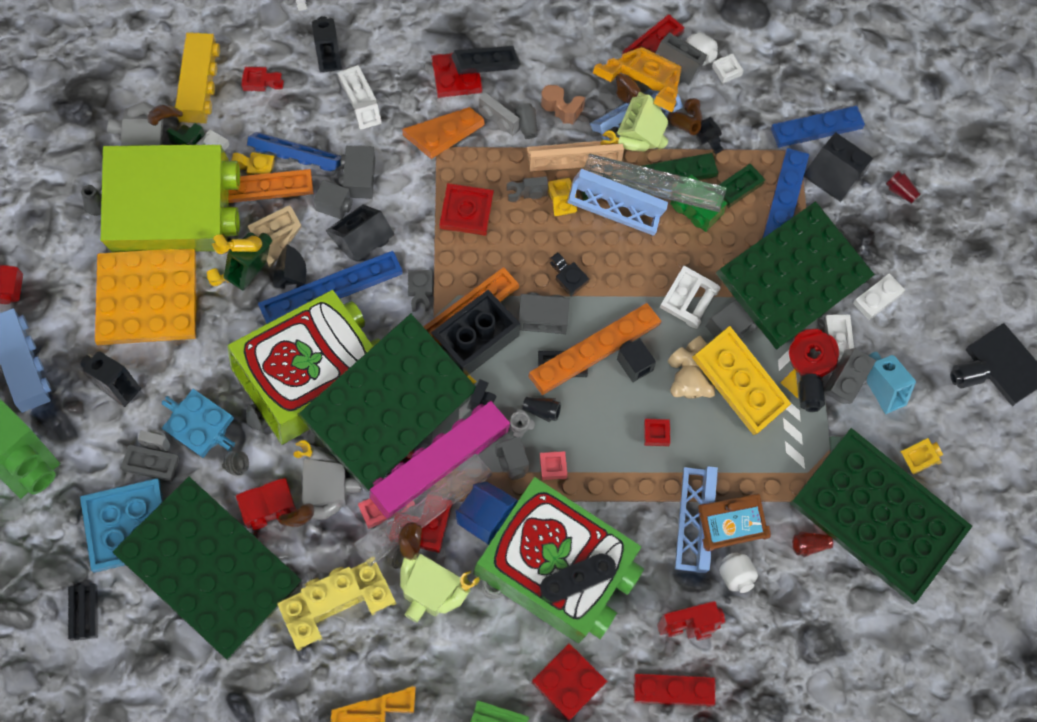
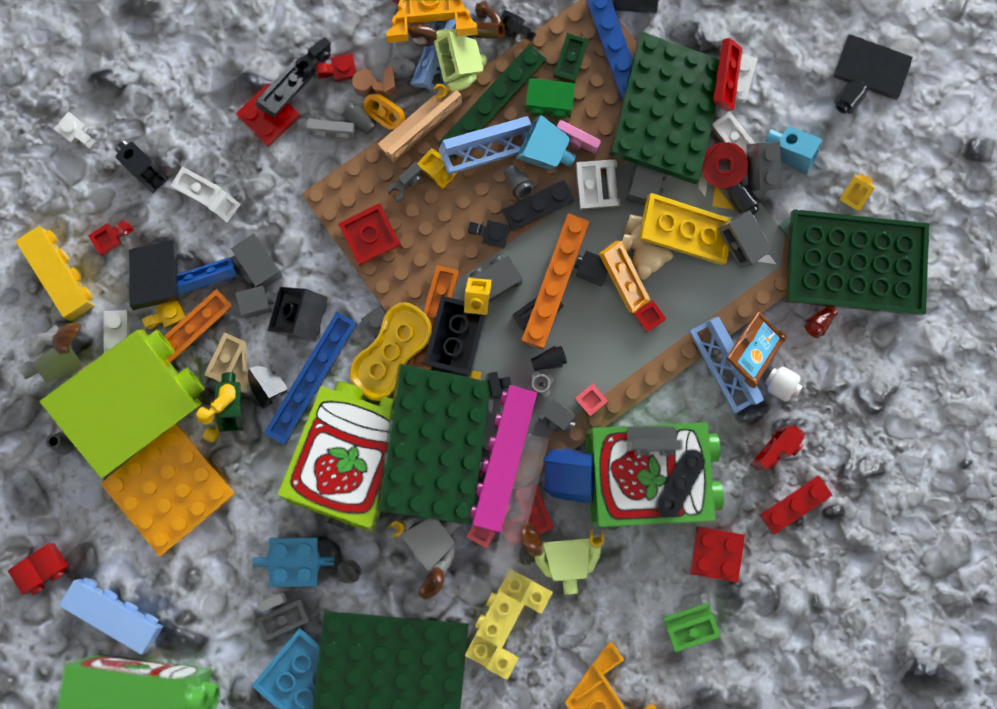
camera: 30 degrees left, 15 degrees up
(103, 373) = (196, 578): black torso -> none
(186, 135) = (91, 331): dark green panel -> none
(265, 503) = (397, 586): red brick -> none
(269, 126) = (153, 275): none -> black tile
(430, 302) = (401, 336): none -> yellow plate
(444, 131) = (297, 177): orange wing -> none
(516, 308) = (477, 296): none -> yellow bracket
(529, 53) = (316, 54): none -> black plate
(539, 76) = (342, 68): none -> red plate
(554, 131) = (385, 113): none -> light orange plate
(579, 521) = (653, 438): none -> dark grey bracket
(622, 251) = (519, 184): none -> dark grey cone
(626, 280) = (538, 205): none -> black plate
(657, 381) = (624, 276): none -> light orange plate
(658, 182) = (507, 107): clear plate -> none
(666, 236) = (545, 146): none -> medium azure torso
(699, 248) = (579, 138): none -> bright pink plate
(788, 422) = (744, 239): none -> dark grey brick
(868, 282) = (728, 74): none -> red plate

